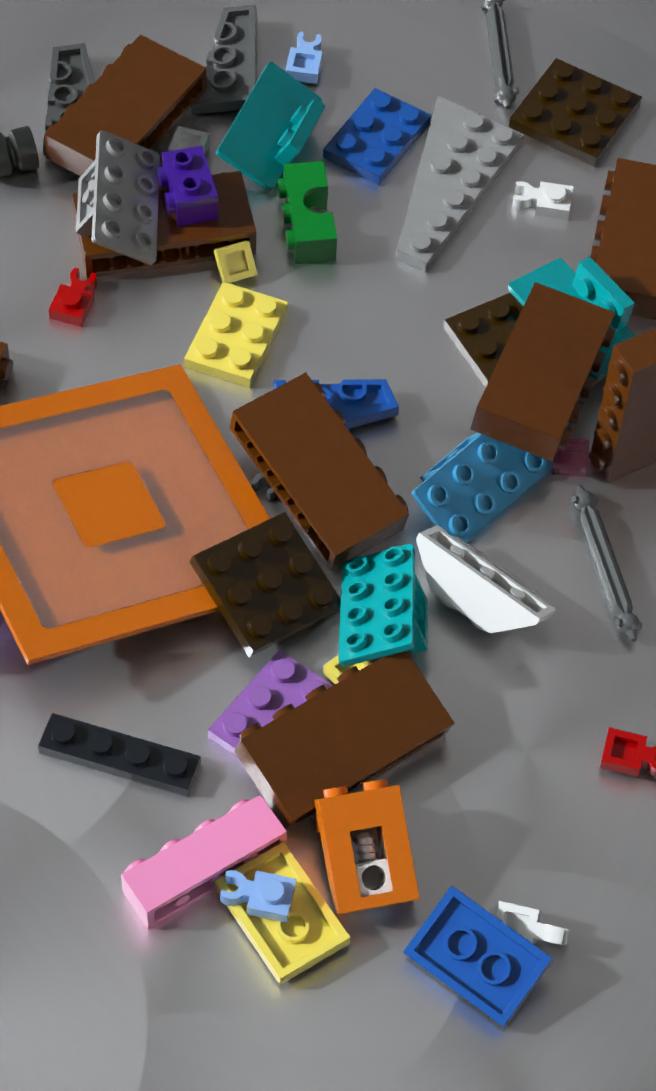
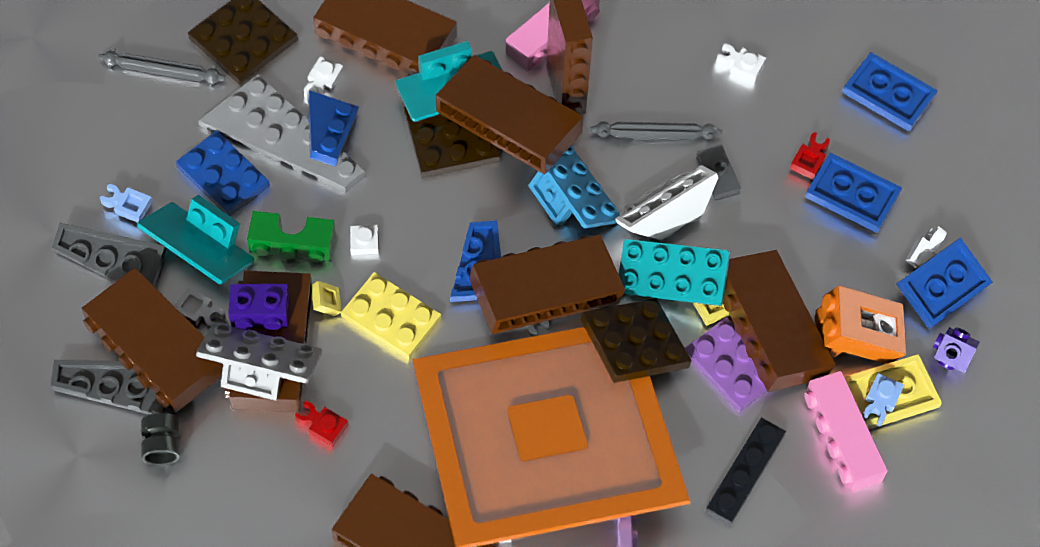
camera: 75 degrees left, 5 degrees up
(332, 286) = (364, 239): none -> white plate
(370, 985) = (955, 349): none -> brick
(471, 212) = (329, 126): none -> blue wing
(568, 647) = (717, 161): none -> dark grey plate
(593, 819) = (853, 192): none -> blue plate

